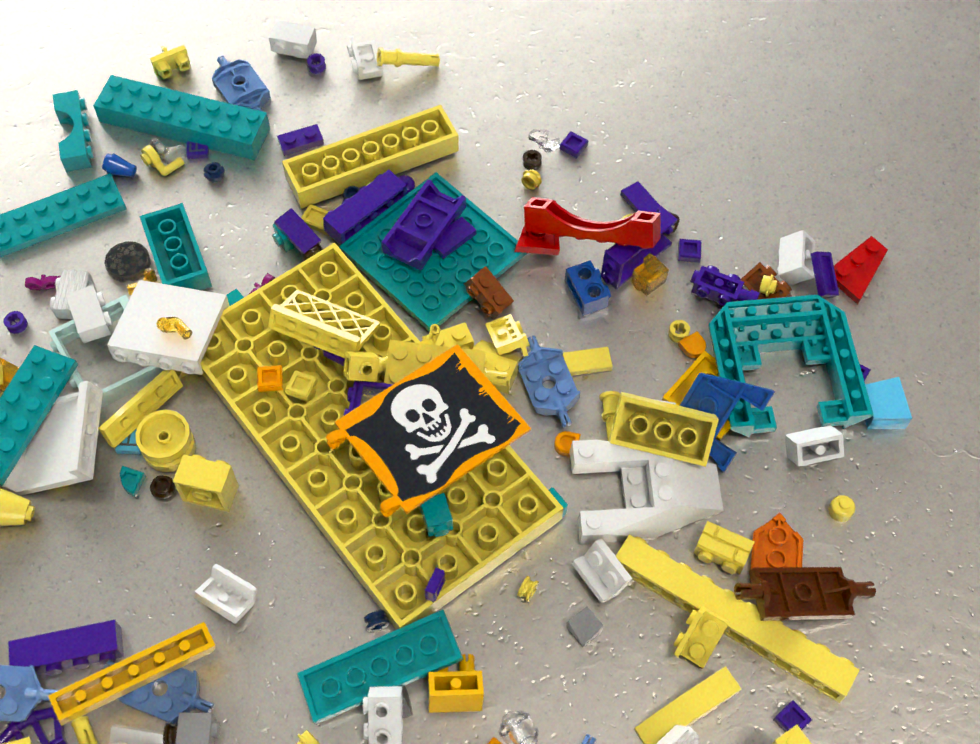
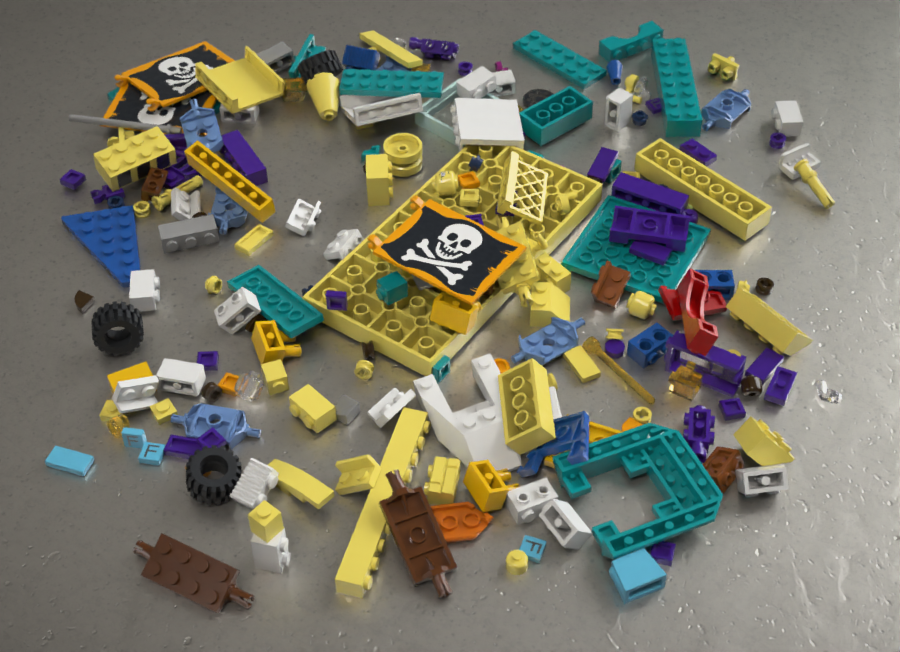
camera: 75 degrees right, 15 degrees down
(137, 408) = (429, 137): light yellow plate -> none
(173, 325) = (482, 118): clear yellow arm -> none
(201, 184) = (618, 109): none -> white brick
(236, 671) = (253, 239): none -> light yellow tile
(248, 359) = (475, 163): none -> dark blue plate
(273, 402) = (445, 183): none -> light yellow head
(301, 558) = (343, 244): none -> white bracket
(362, 290) = (562, 202): none -> light yellow plate
(362, 366) = (490, 211): light yellow brick -> none
(497, 575) = (368, 350): none -> dark brown bush
(507, 335) = (574, 304): light yellow bracket -> none
(509, 696) = (275, 377): none -> light yellow brick
(512, 460) = (454, 313): none -> yellow brick
(516, 196) = (720, 281): none -> blue brick
(527, 275) = (641, 305): none -> light yellow head
(541, 138) = (789, 283): clear piece -> none
(558, 314) = (614, 333): none -> light yellow bush
(569, 341) = (593, 347): none -> clear yellow piece
(573, 144) = (798, 309): dark purple tile -> none
(575, 323) = (614, 348): none -> dark purple tile
(580, 663) = (312, 408): none -> light yellow brick
(590, 176) = (767, 322): none -> light yellow slope
(675, 198) = (780, 385): none -> dark purple plate
(694, 167) = (826, 394): none -> clear arm
(746, 505) = (488, 484): none -> yellow brick
(756, 240) = (762, 444): none -> light yellow slope
(768, 285) = (714, 458): light yellow plate -> none
(771, 468) = (529, 500): none -> white brick
(792, 716) = (311, 558): dark purple tile -> none
(824, 274) = (755, 503): dark purple tile -> none
(827, 488) = (533, 548): none -> medium azure tile
(858, 268) = (781, 535): red wing -> none

